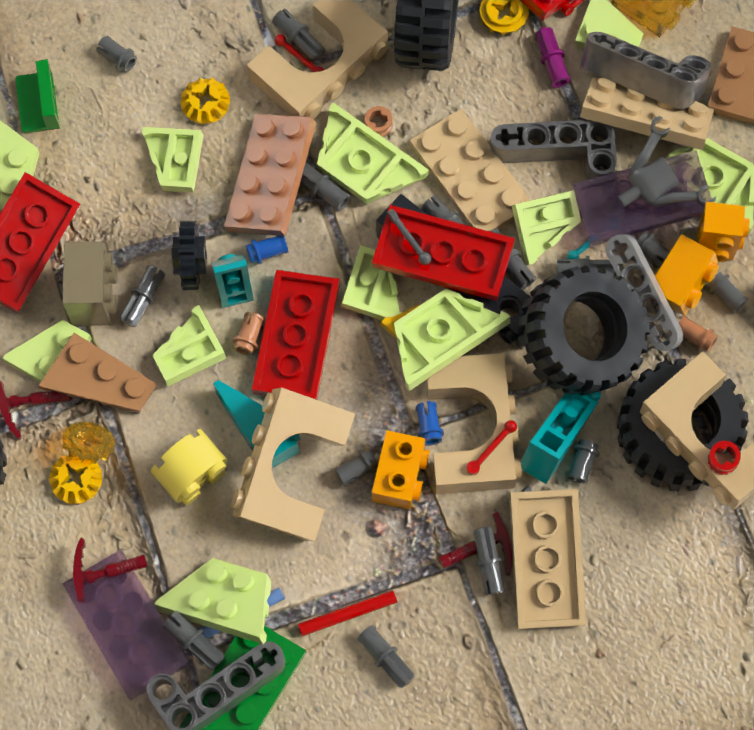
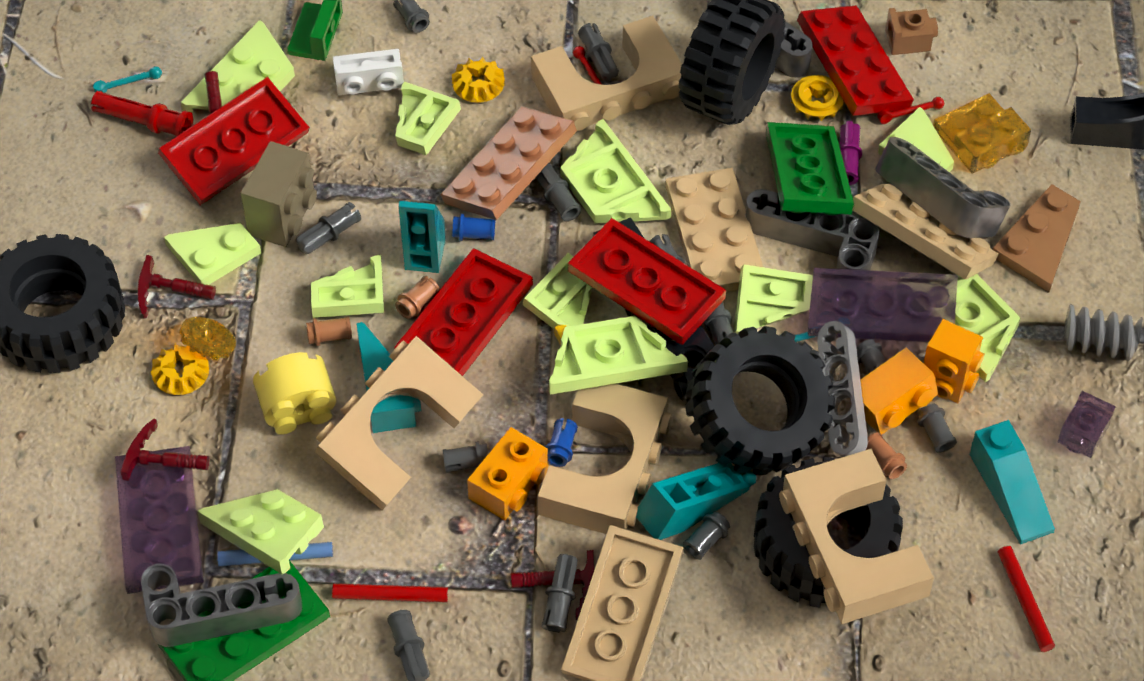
camera: 20 degrees right, 15 degrees down
(97, 376) = (247, 281): medium nougat wing -> none
(106, 129) = (368, 72): none -> white bracket
(187, 393) = (328, 330): none -> nougat pin
(189, 255) = (385, 198): black gear -> none
(194, 640) = (216, 552): dark grey axle -> none
(385, 115) = (646, 144): nougat bush -> none
(424, 258) = (622, 274): dark grey hinge -> none
(473, 467) = (584, 491): red hinge -> none
(530, 90) = (809, 168): none -> green plate
(656, 178) = (901, 287): dark grey piece -> none
(727, 467) = (844, 564): red bush -> none

